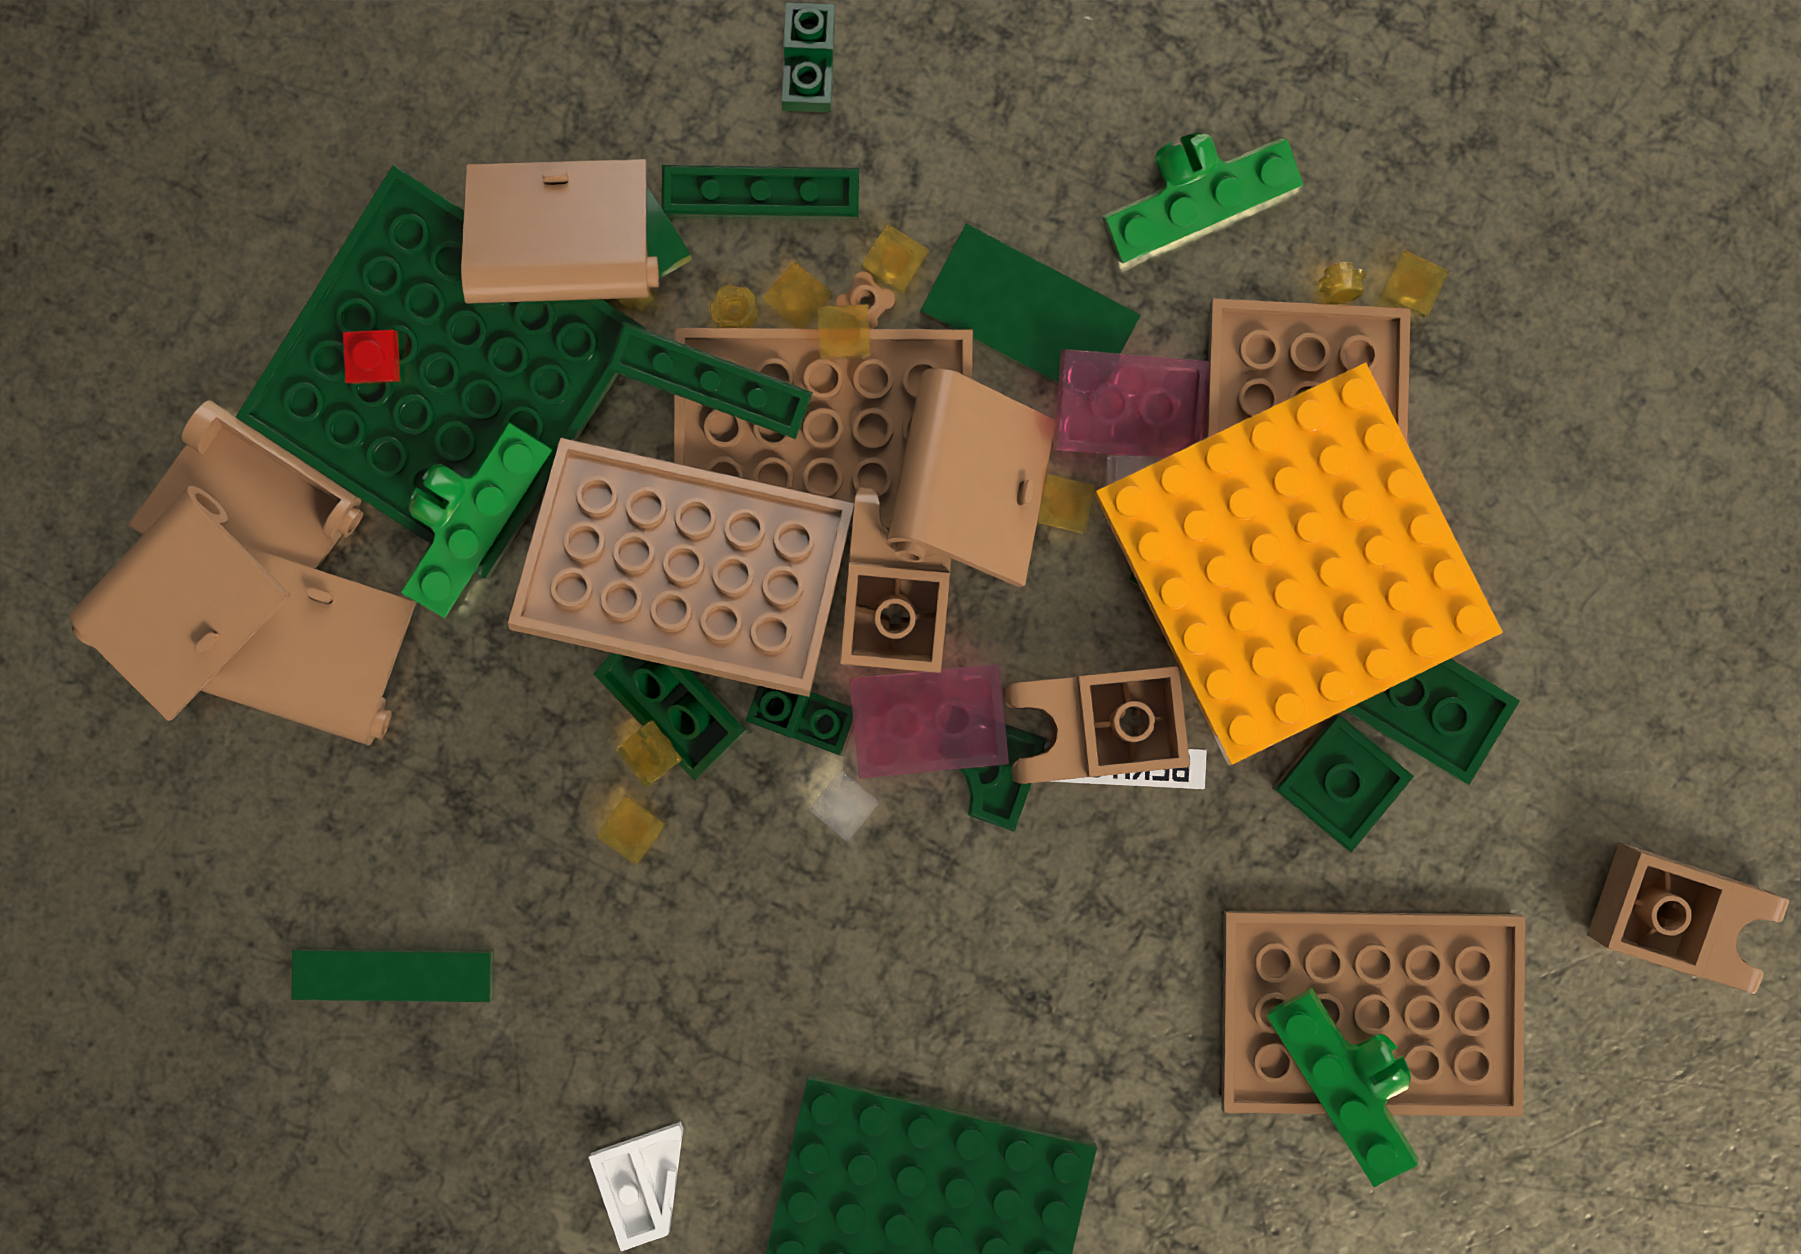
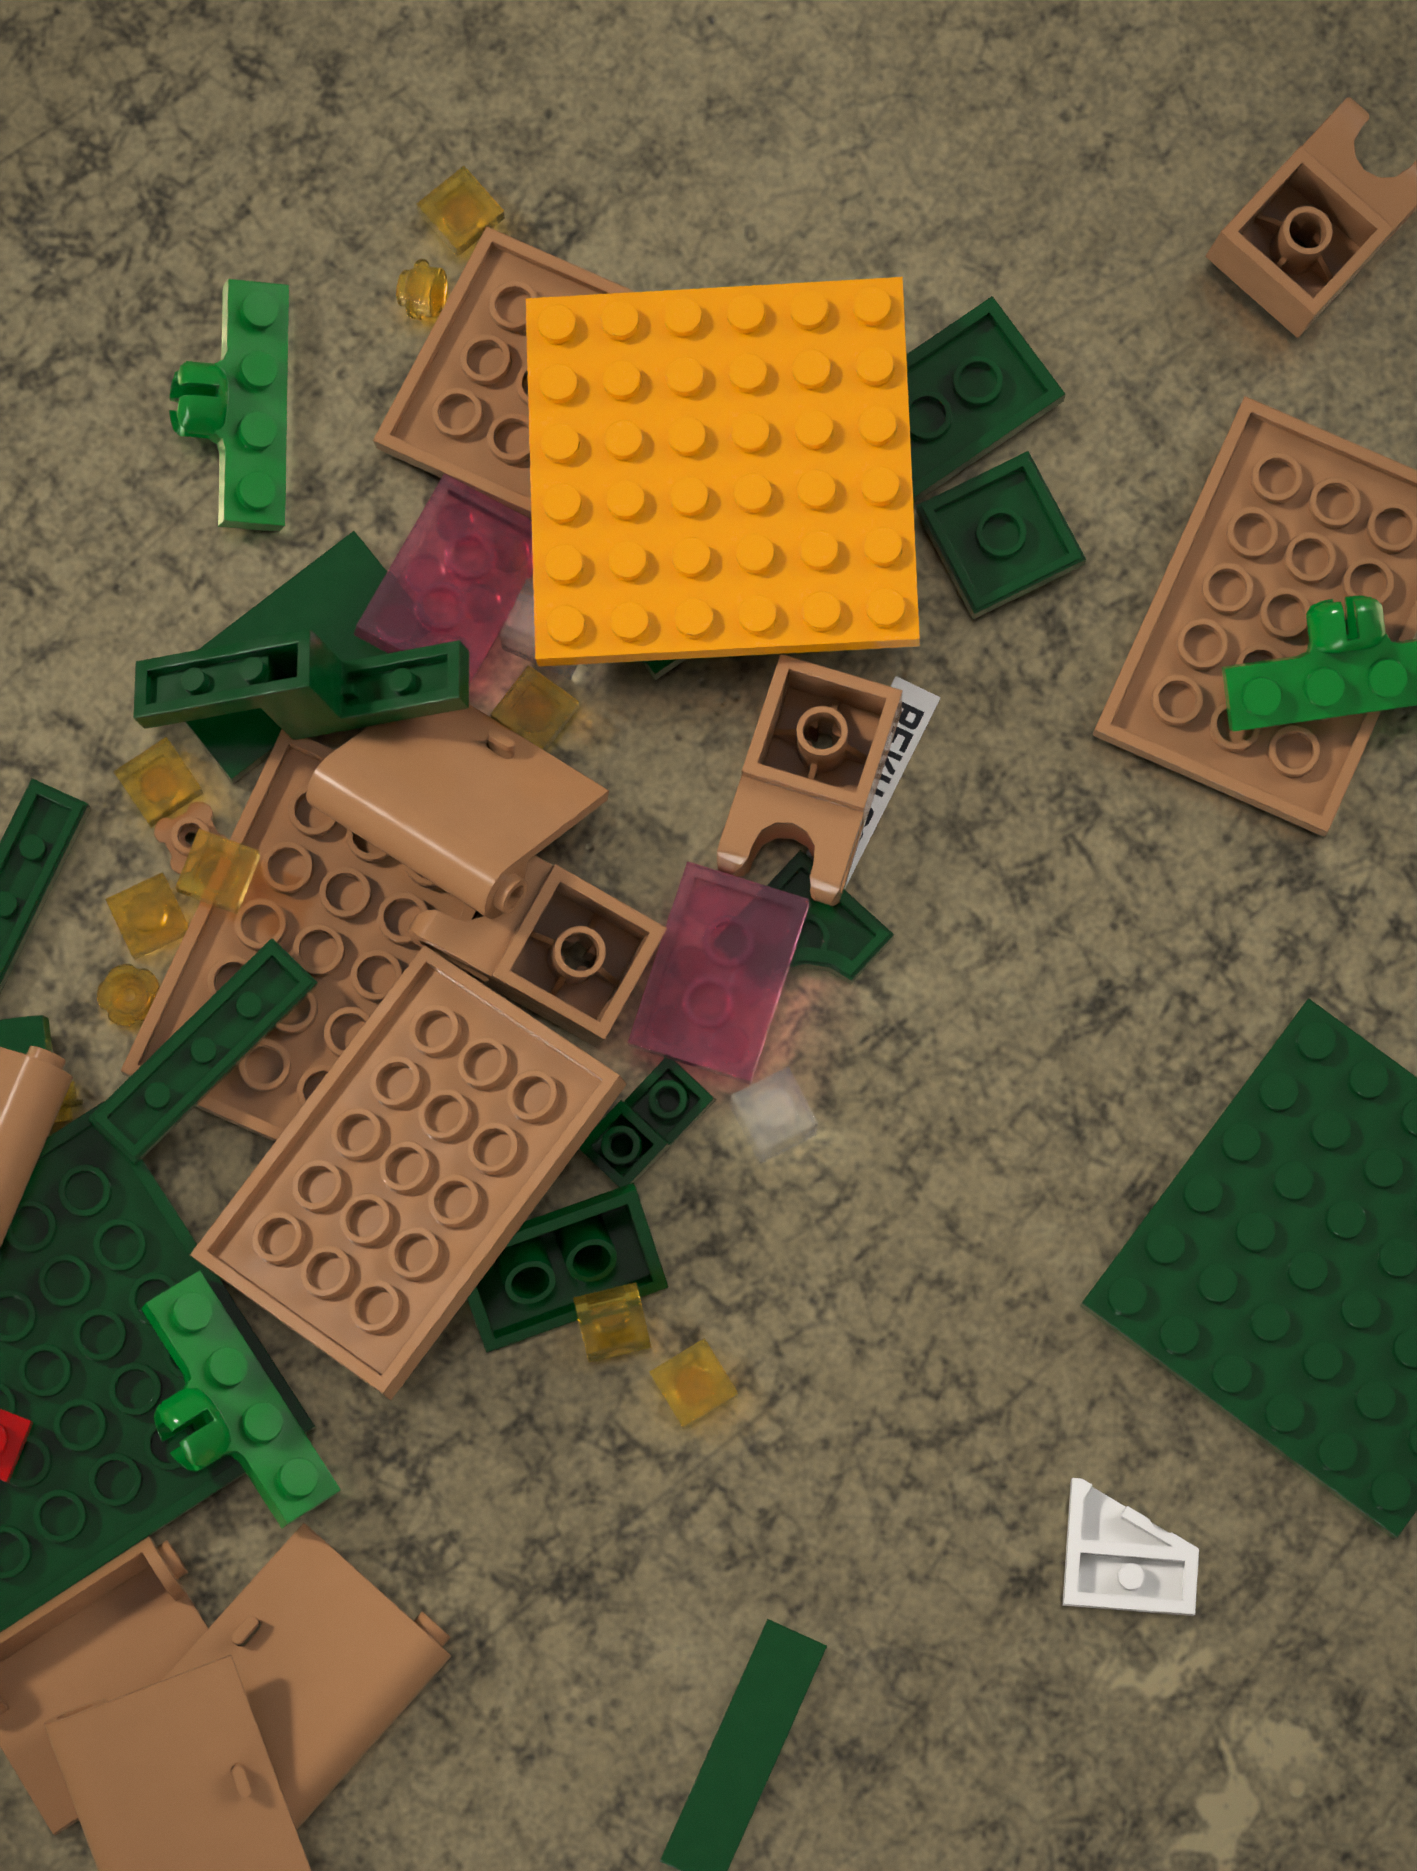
camera: 65 degrees left, 10 degrees down
(1004, 330) = (301, 684): none -> dark green bracket

